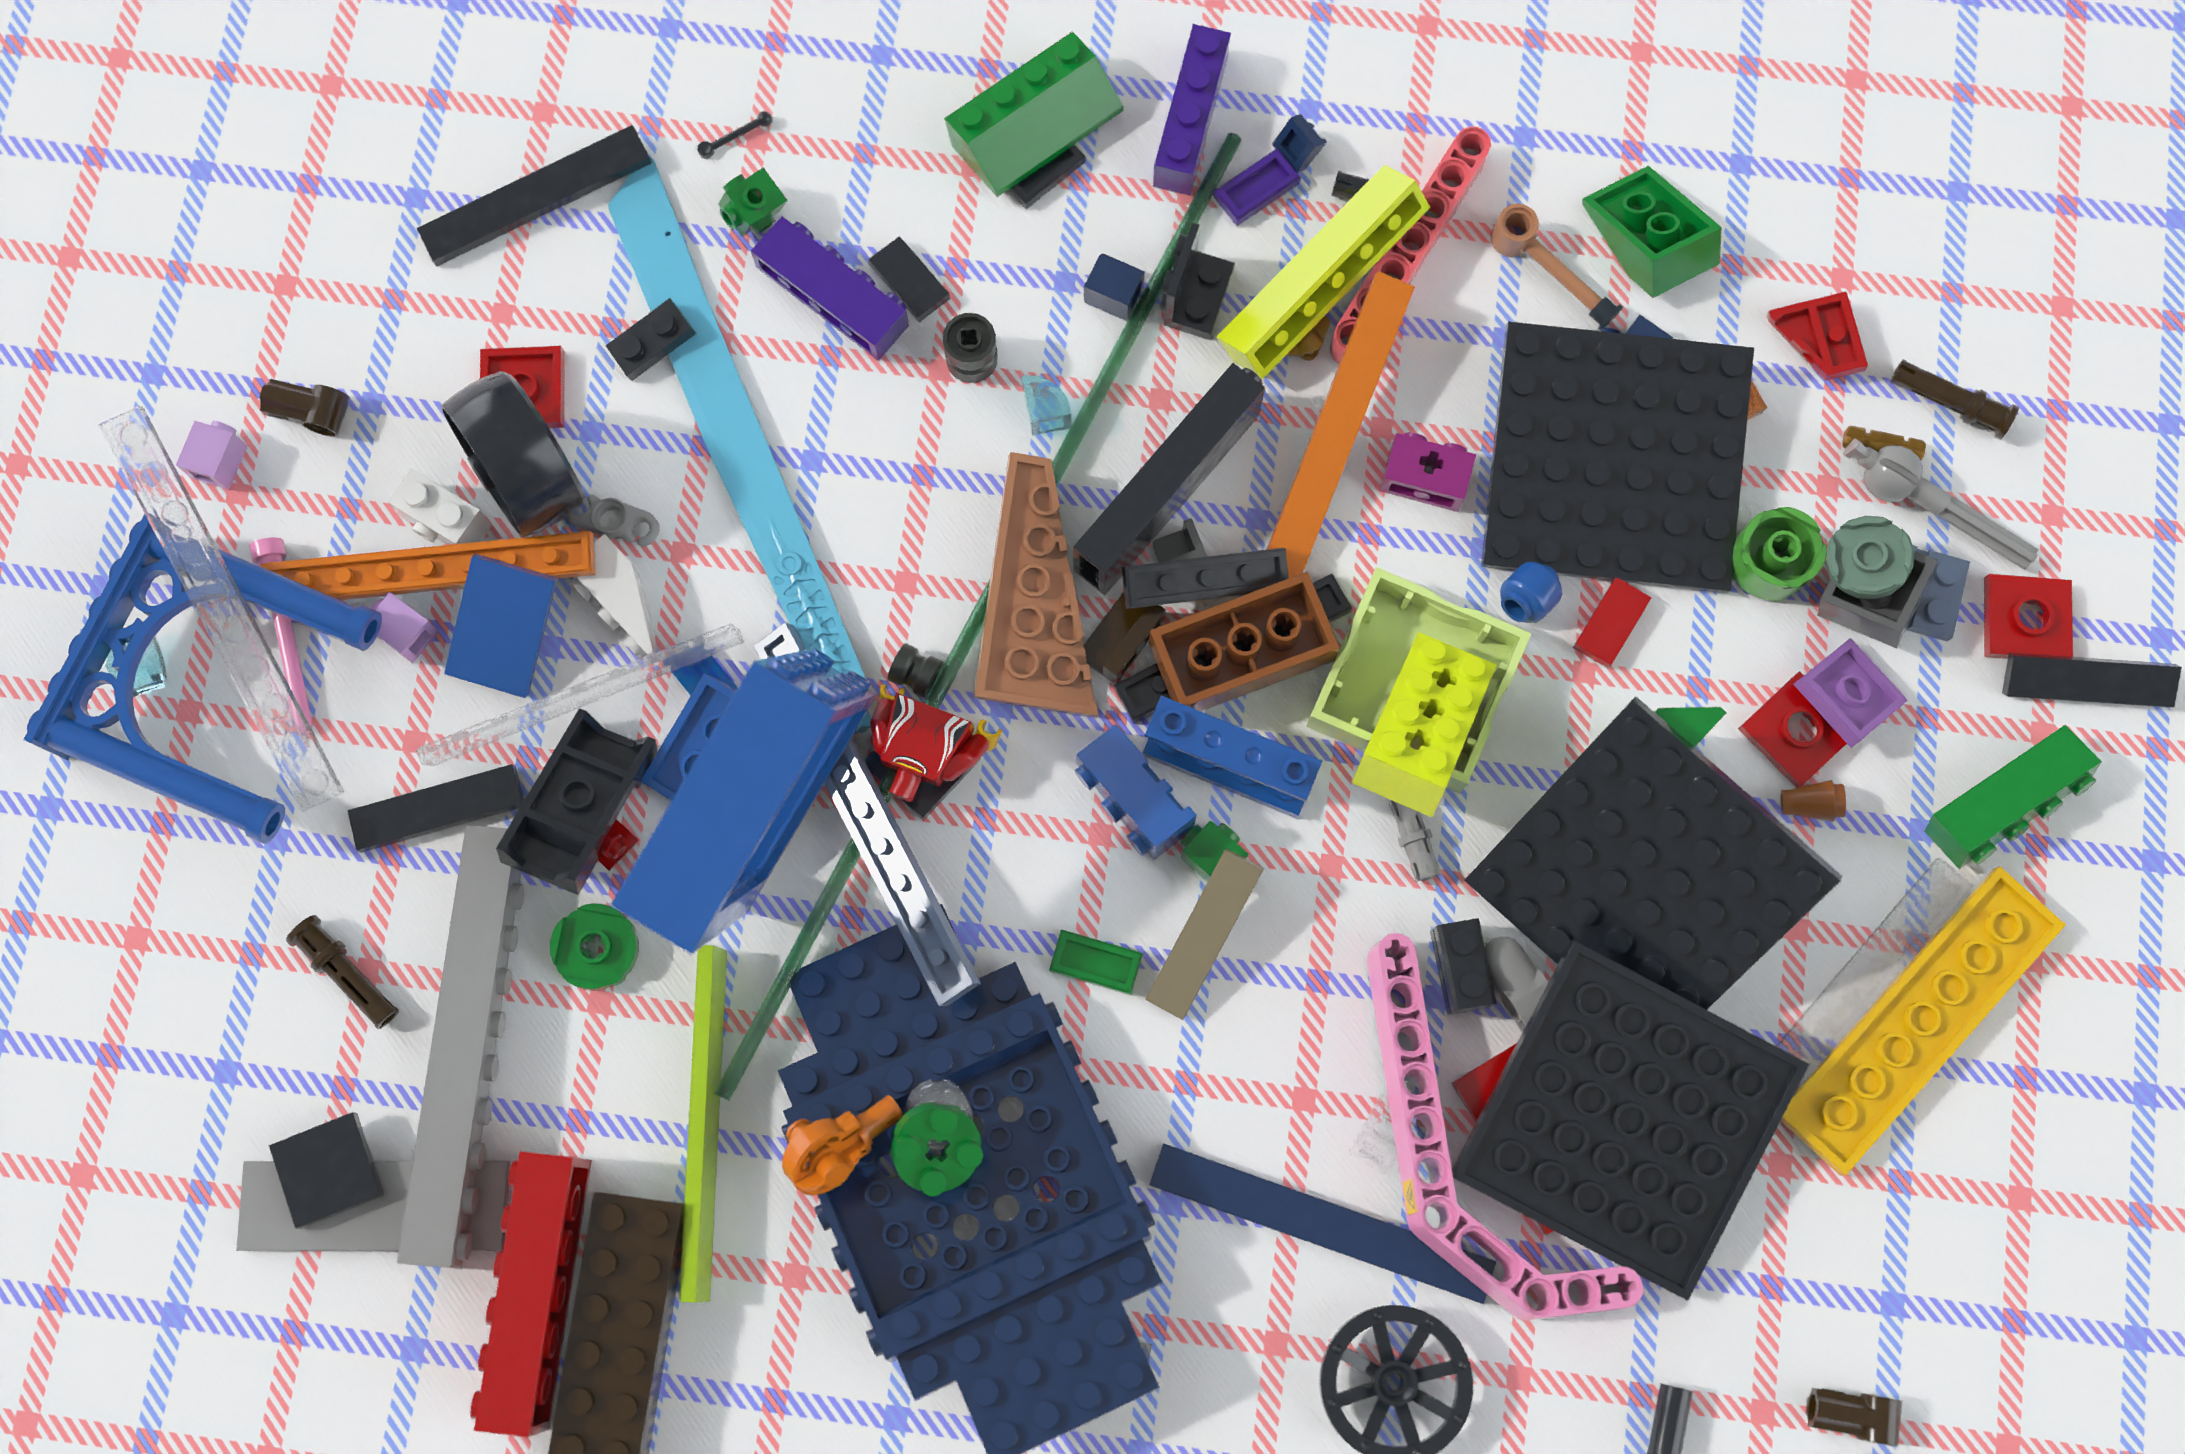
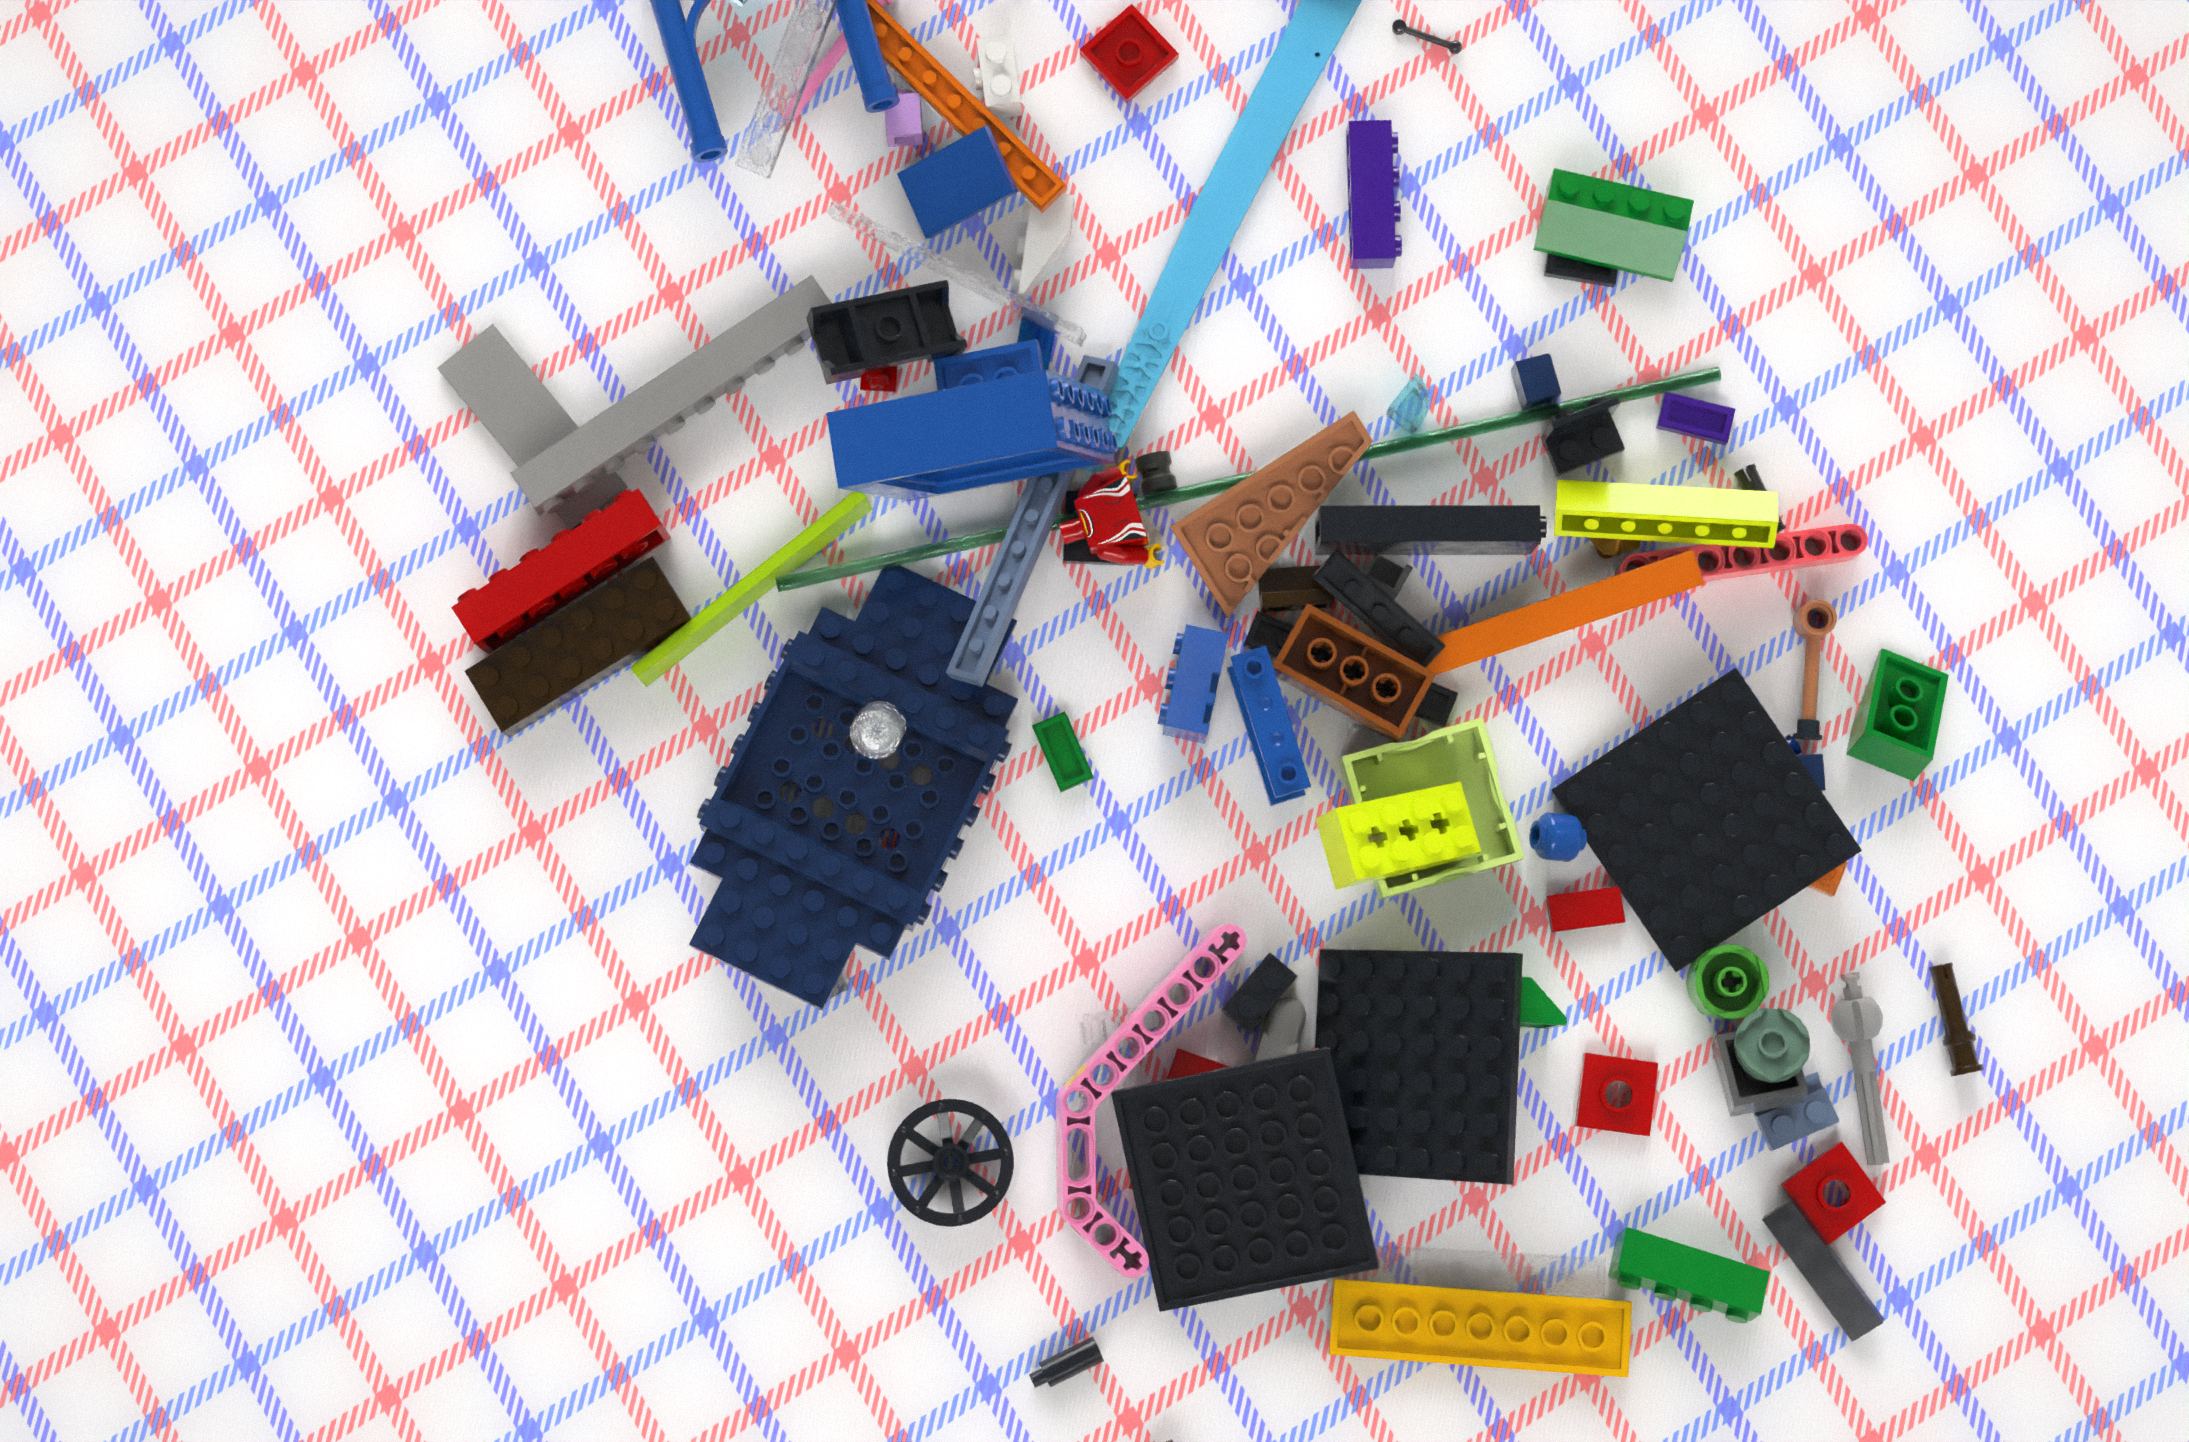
camera: 50 degrees right, 5 degrees up
(326, 1170) = (529, 379): black tile -> none
(330, 958) = (658, 263): dark brown pin -> none
(435, 808) = (808, 245): black tile -> none
(513, 452) = (1074, 91): black wheel -> none
(581, 927) = (783, 419): green plate -> none
(630, 518) = (1102, 200): light grey piece -> none
(650, 339) = (1233, 108): black plate -> none
(751, 202) = (1395, 95): green brick -> none
(833, 1146) = (802, 680): orange pin -> none
(909, 279) = (1424, 240): black tile -> none
(942, 1172) = (837, 757): green plate -> none
(970, 347) = (1407, 322): pearl dark grey wheel -> none
(1191, 109) = (1711, 327): dark purple brick -> none
(1204, 933) = (1138, 805): dark tan tile -> none
(1206, 846) = (1198, 768): green brick -> none
(1299, 142) = (1751, 421): dark blue tile -> none
(1311, 1220) = (1011, 1028): dark blue tile -> none
(1416, 841) = (1316, 901): light grey pin -> none
(1443, 487) = (1581, 717): magenta brick -> none
(1815, 801) = (1573, 1143): dark orange cone -> none
(1823, 334) = (1923, 893): red wing -> none
(1850, 692) = (1670, 1108): medium lavender plate -> none
(1879, 439) = (1876, 990): pearl gold axle -> none

